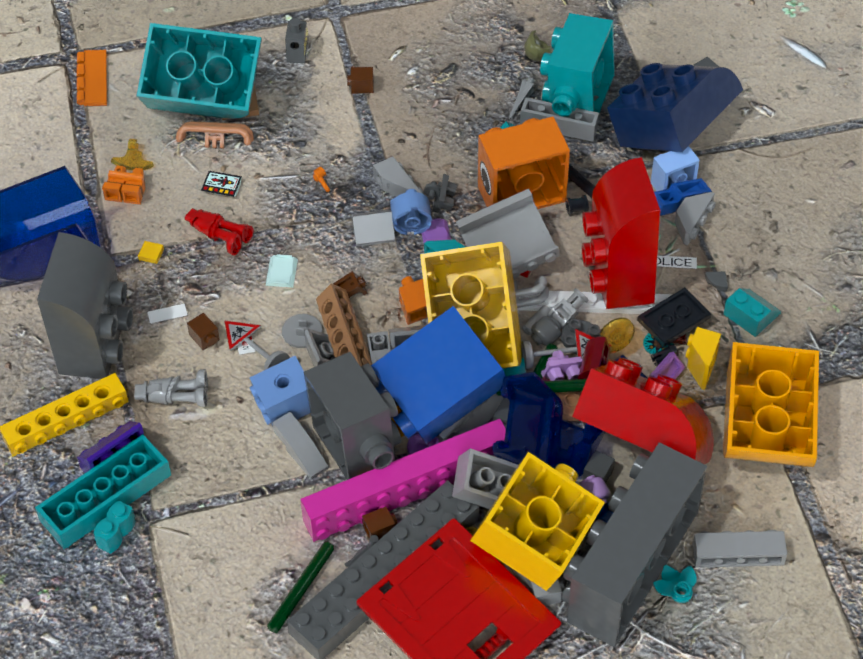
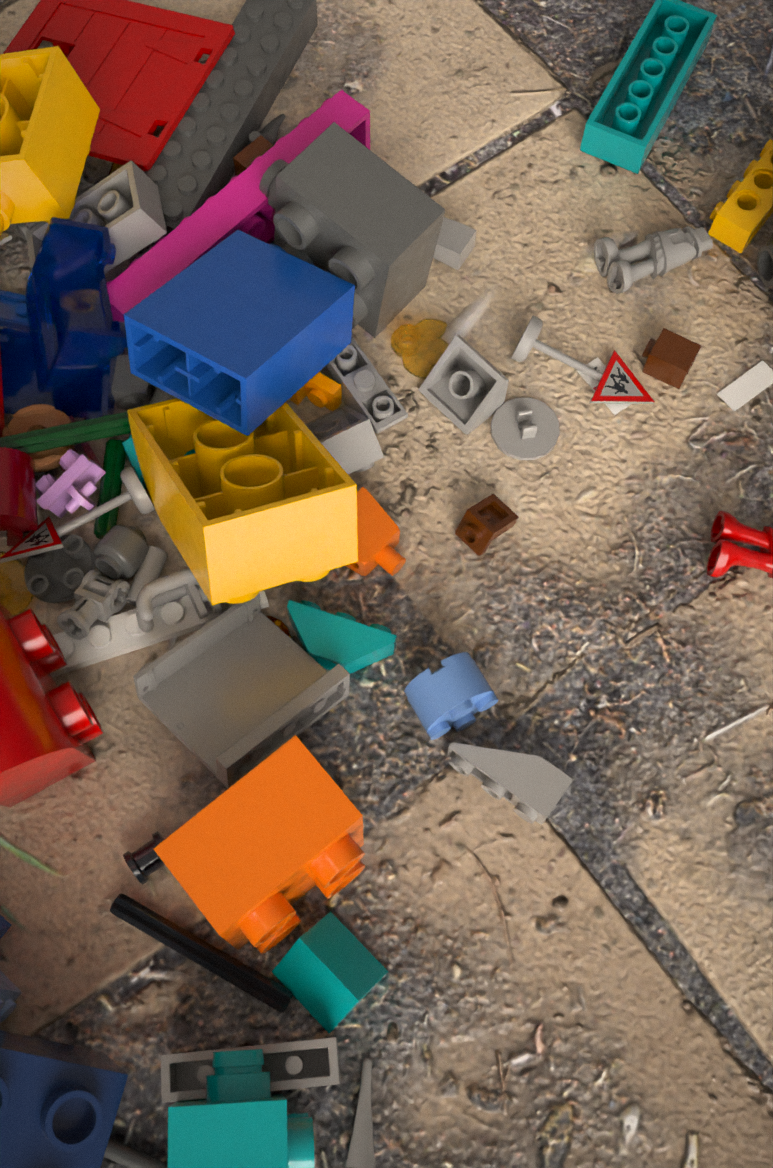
camera: 155 degrees right, 15 degrees up
(109, 445) = (678, 135): dark purple slope -> none
(114, 527) = (605, 50): teal brick -> none
(281, 271) = (617, 523): light aqua piece -> none
(281, 391) = (483, 279): medium blue brick -> none
(300, 587) = (329, 58): dark green axle -> none
(319, 175) = (667, 741): orange hand -> none
(342, 324) = (440, 406): medium nougat brick -> none
(361, 80) = (717, 1024): reddish brown brick -> none
(373, 227) = (518, 666): light grey slope -> none
(437, 231) = (385, 697): medium lavender piece -> none
(439, 192) = (413, 765): dark grey hips -> none

